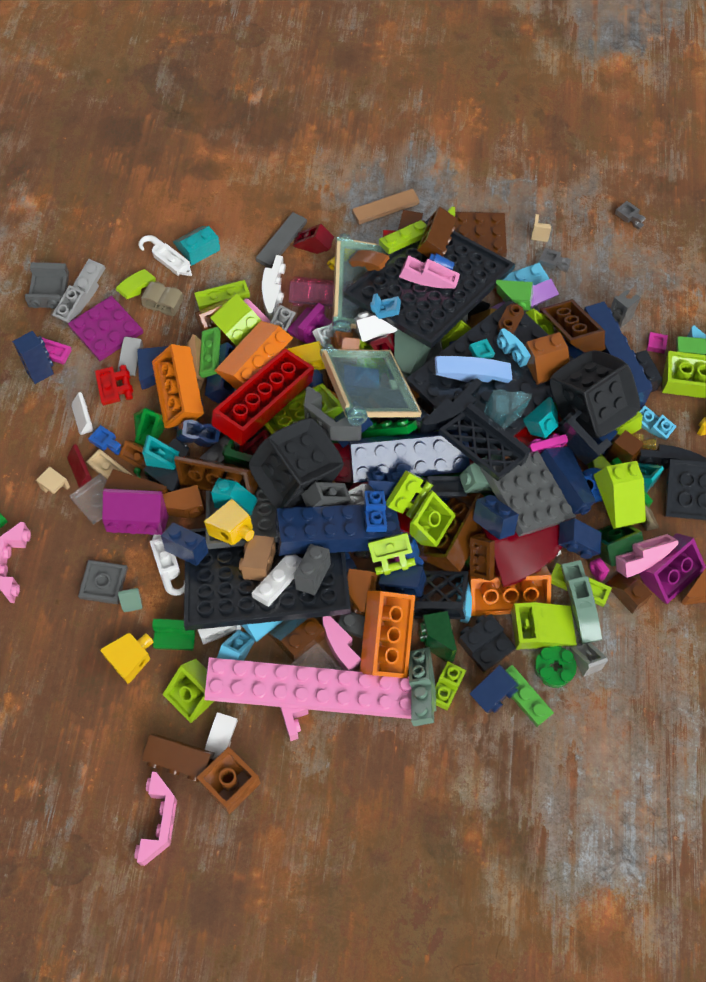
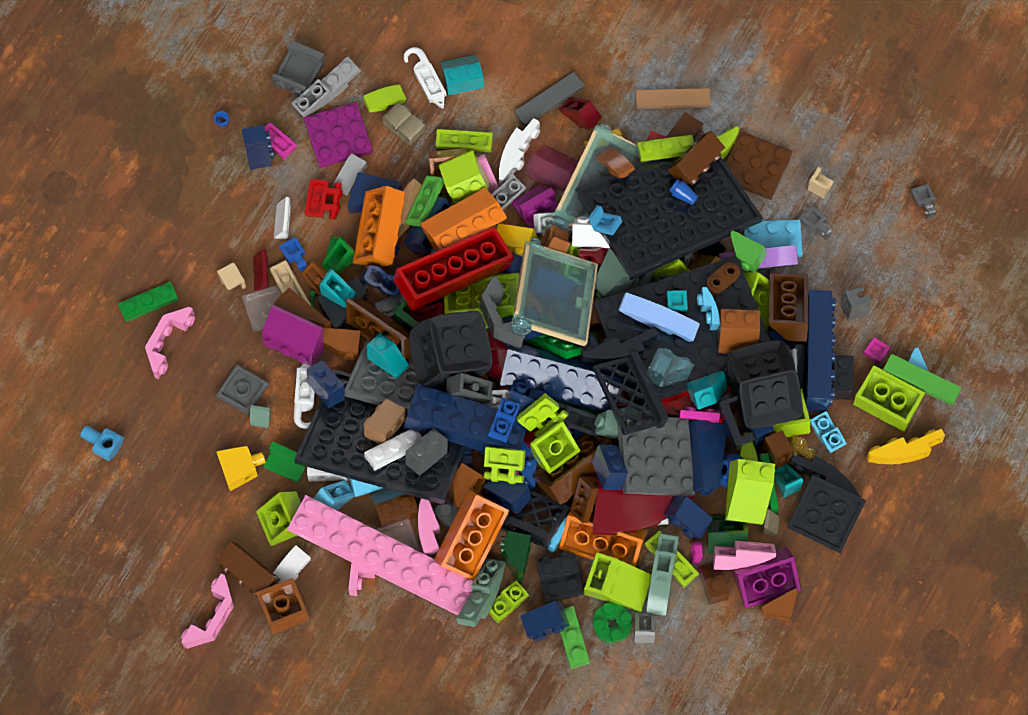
camera: 25 degrees right, 5 degrees up
(230, 524) = (372, 381): yellow torso -> none
(428, 273) = (666, 200): bright pink slope -> none

